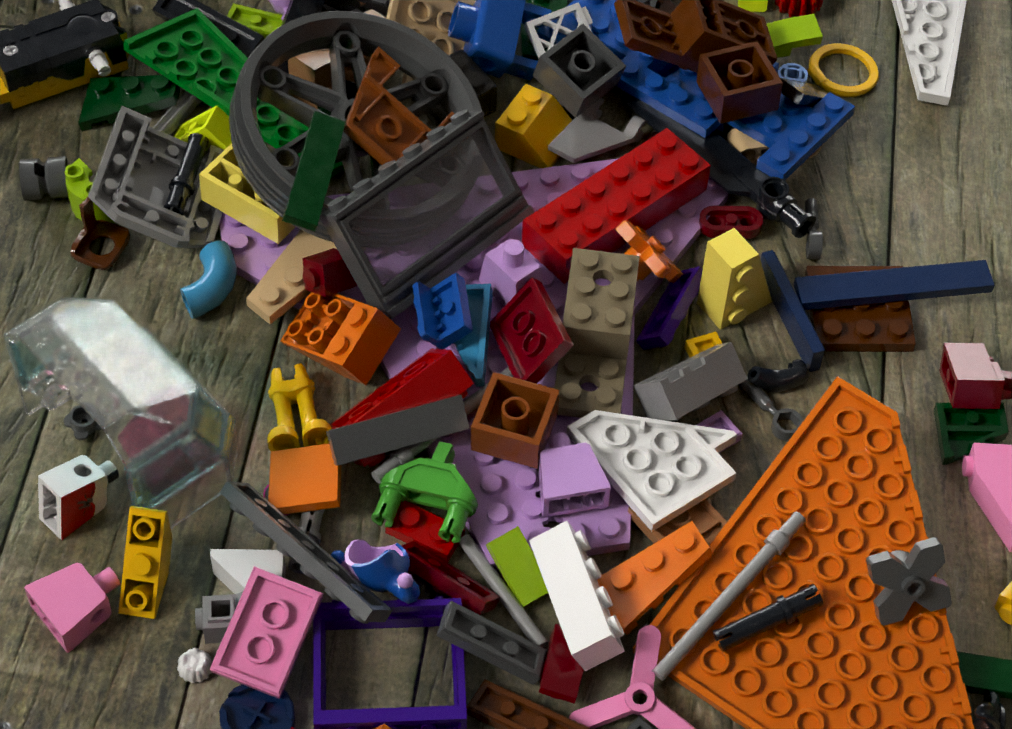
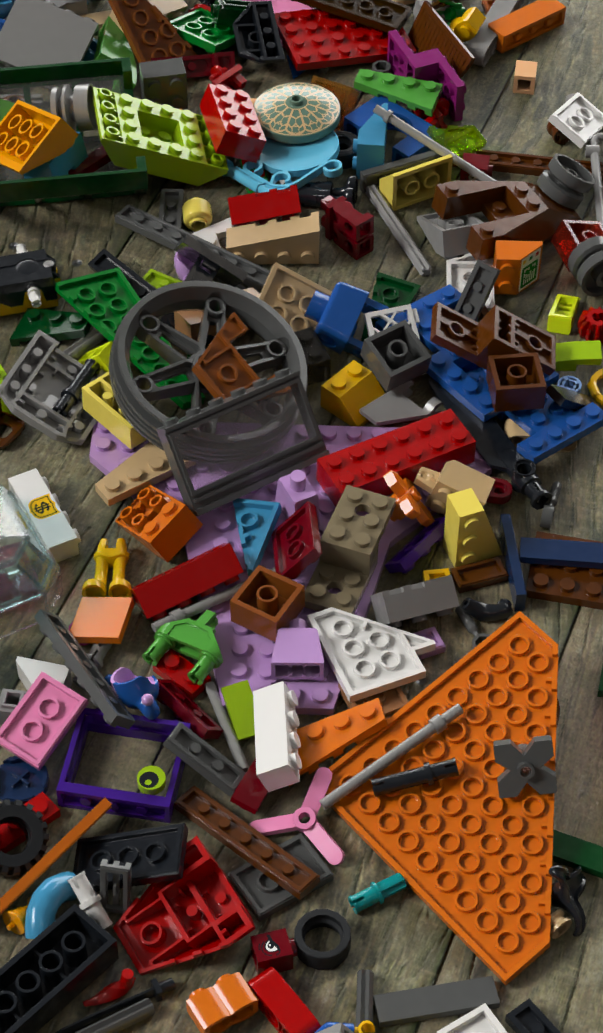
camera: 15 degrees right, 5 degrees down
(192, 346) = (46, 514): none -> white brick
(215, 282) = (77, 470): dark azure cylinder -> none
(314, 171) = (160, 395): dark green tile -> none
(326, 273) = (157, 475): dark red brick -> none
(397, 430) = (177, 595): dark grey tile -> none
(434, 686) = (151, 780): none -> lime tile
(443, 311) = (235, 516): blue bracket -> none
(695, 225) = (452, 479): none -> tan hinge
(755, 331) = (479, 574): none -> reddish brown tile

